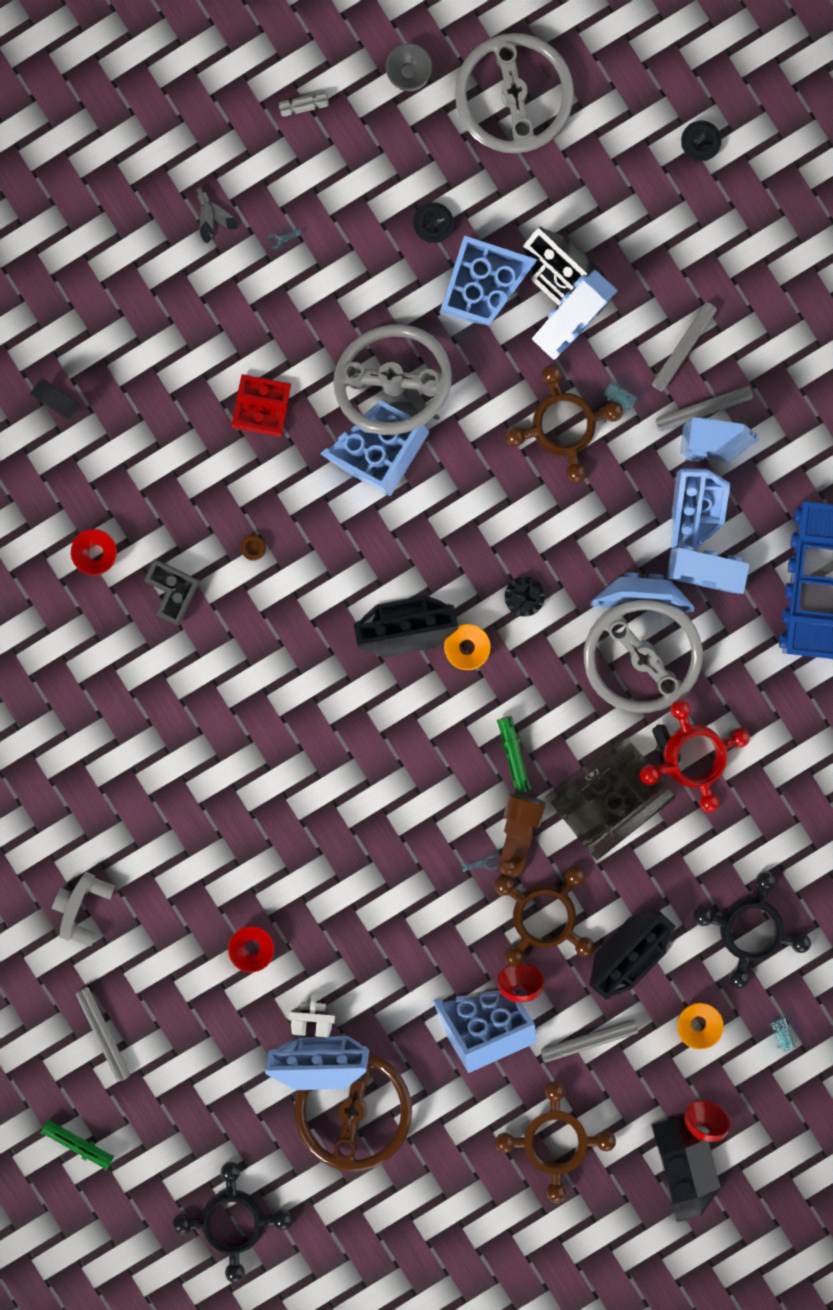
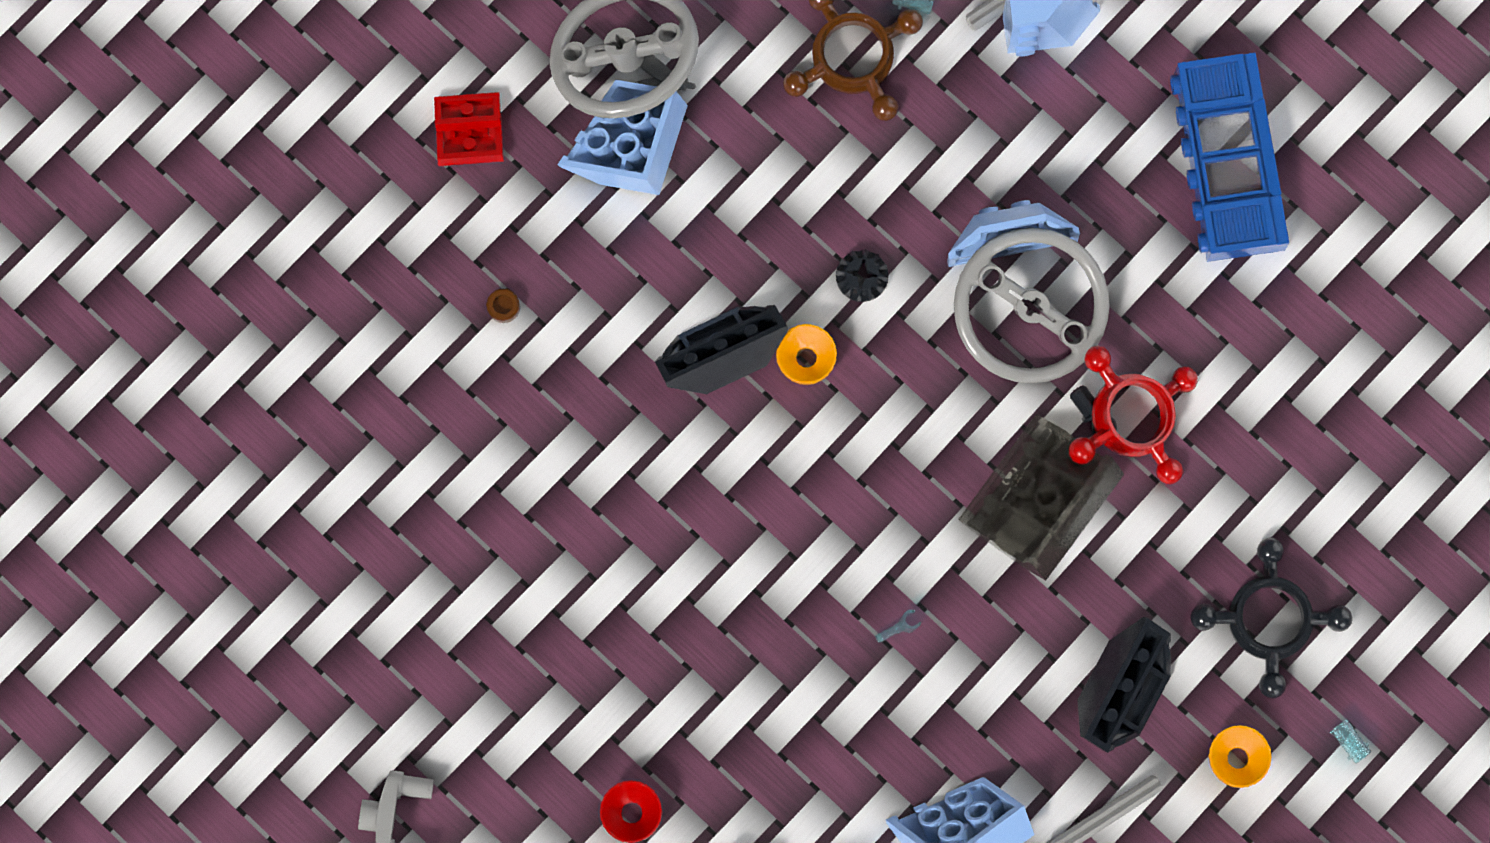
camera: 10 degrees left, 10 degrees down
(55, 399) = (208, 184): black tyre -> none
(82, 545) = (291, 349): red piece -> none
(178, 588) = (422, 381): dark grey brick -> none
(512, 749) = (897, 466): green pin -> none
(515, 955) = (975, 732): reddish brown piece -> none
(522, 816) = (935, 548): reddish brown piece -> none
(522, 977) = (991, 763): red piece -> none
(697, 507) = (1047, 103): light blue wedge -> none
(707, 570) = (1082, 180): light blue wedge -> none

